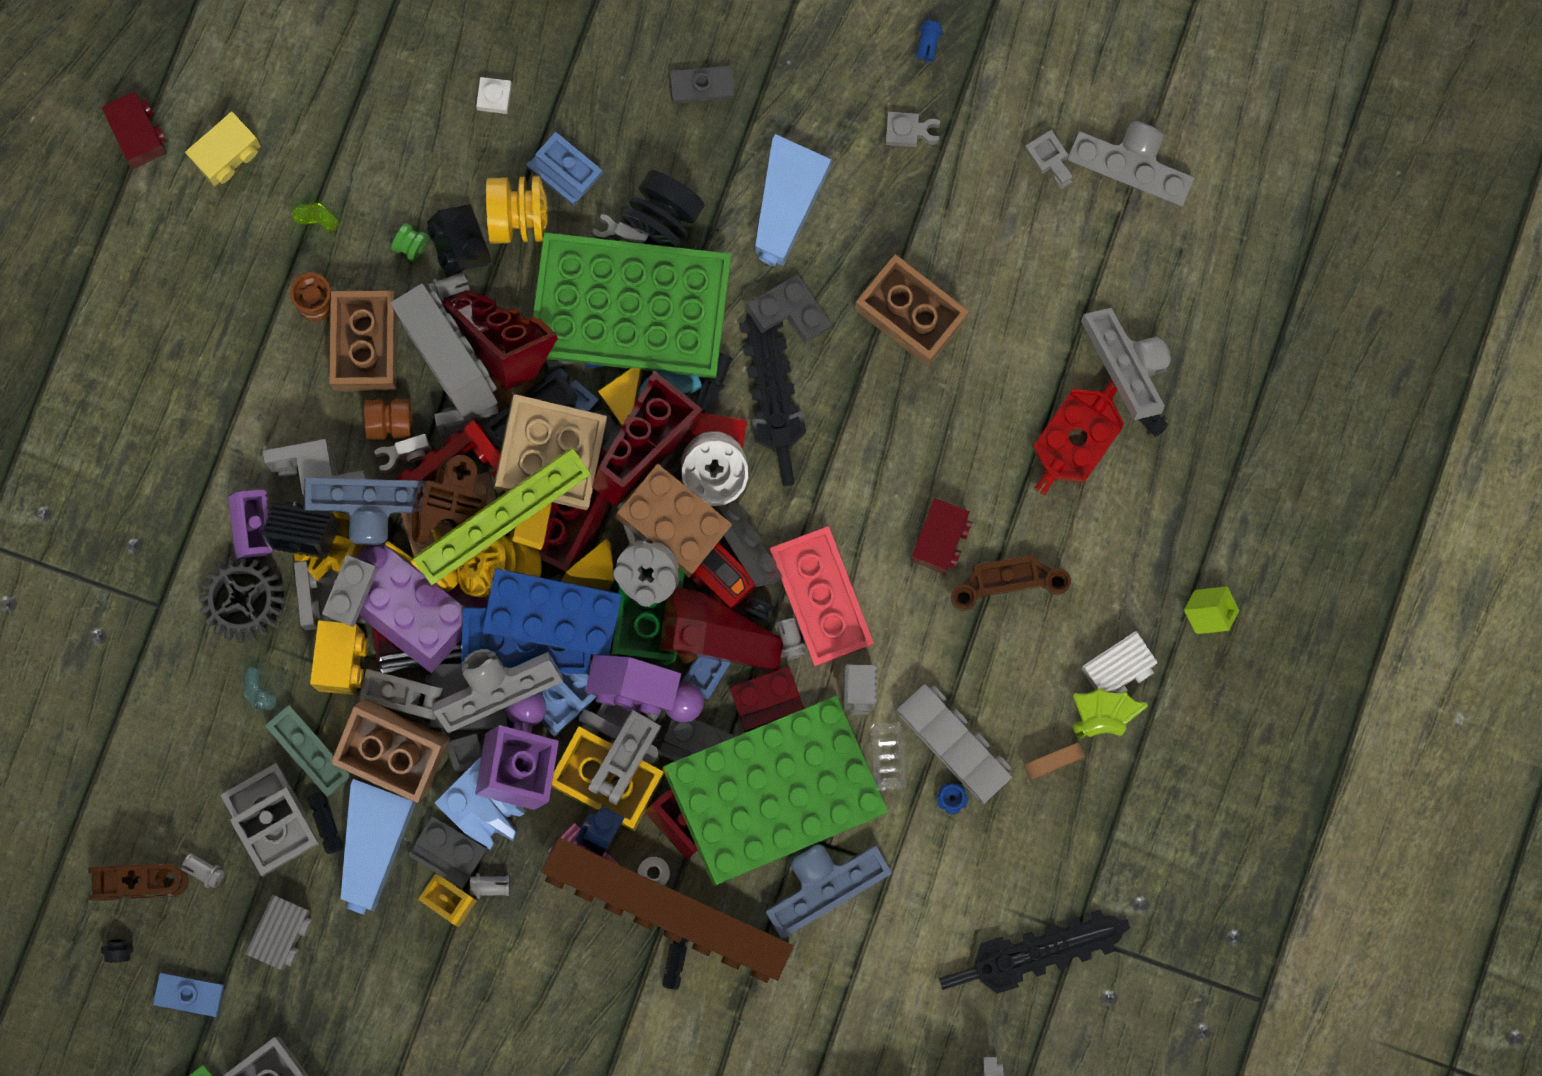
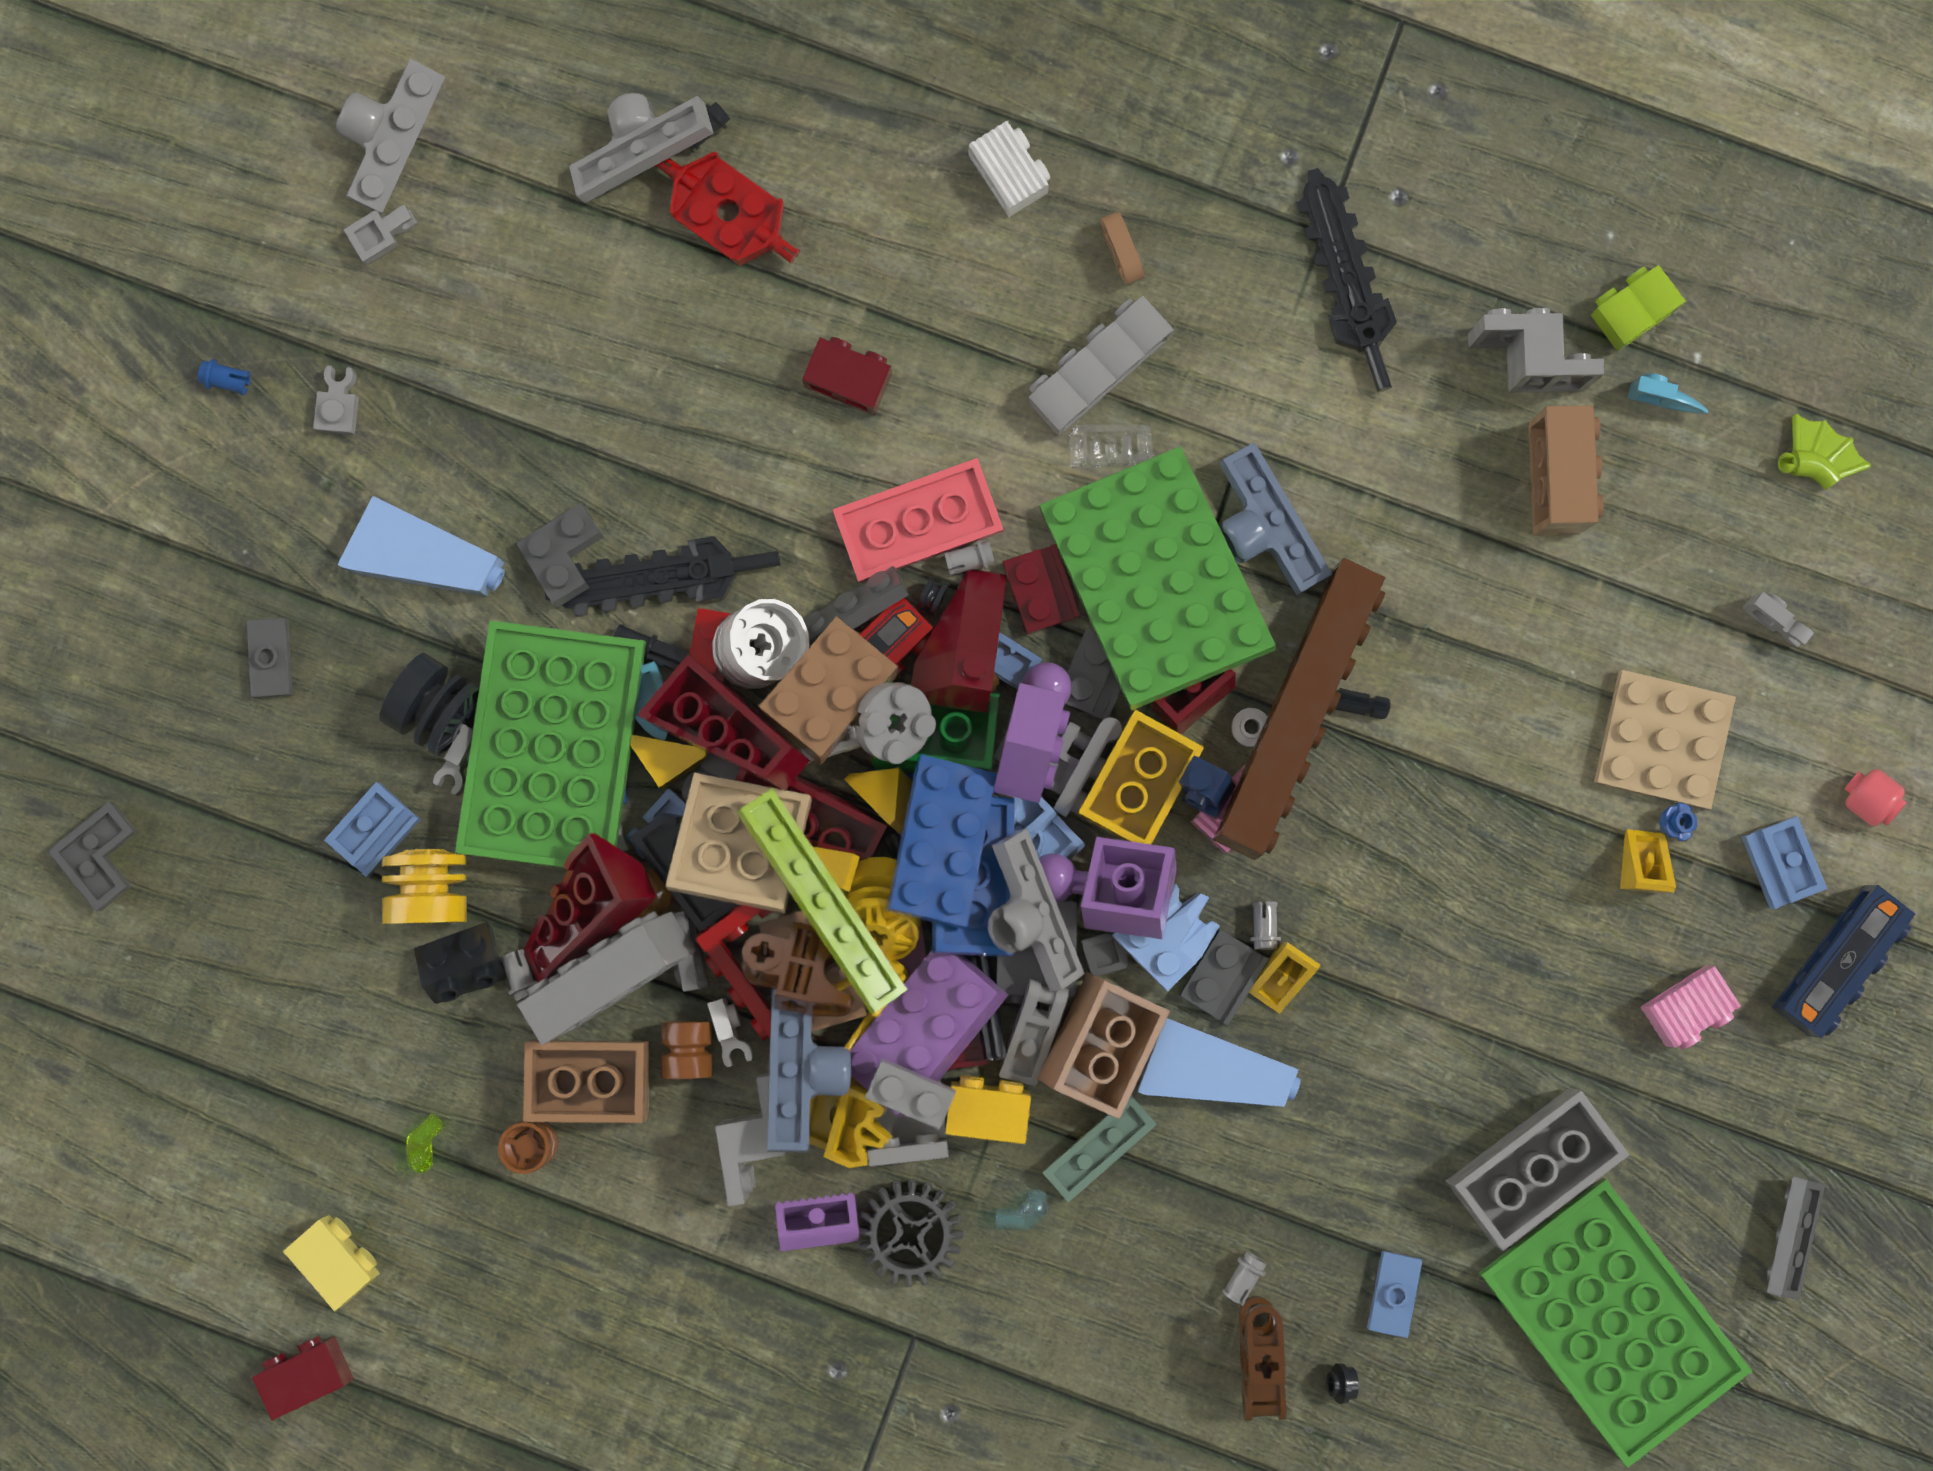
camera: 90 degrees left, 5 degrees up
(269, 819) = (1187, 1195): light grey bracket -> none
(279, 932) = (1322, 1183): light grey brick -> none
(300, 531) = (831, 1159): black brick -> none
(325, 823) = (1187, 1127): black axle -> none
(409, 242) = (461, 1024): bright green wheel -> none
(494, 95) = (274, 918): white plate -> none
(625, 756) = (1118, 754): light grey plate -> none
(860, 689) = (1036, 472): light grey brick -> none
(911, 310) = (567, 402): medium nougat brick -> none
(947, 790) = (1166, 361): blue plate -> none
(1007, 577) = (898, 296): reddish brown plate -> none
(1105, 712) = (1065, 185): lime arm -> none
(1211, 610) = (942, 59): lime panel -> none

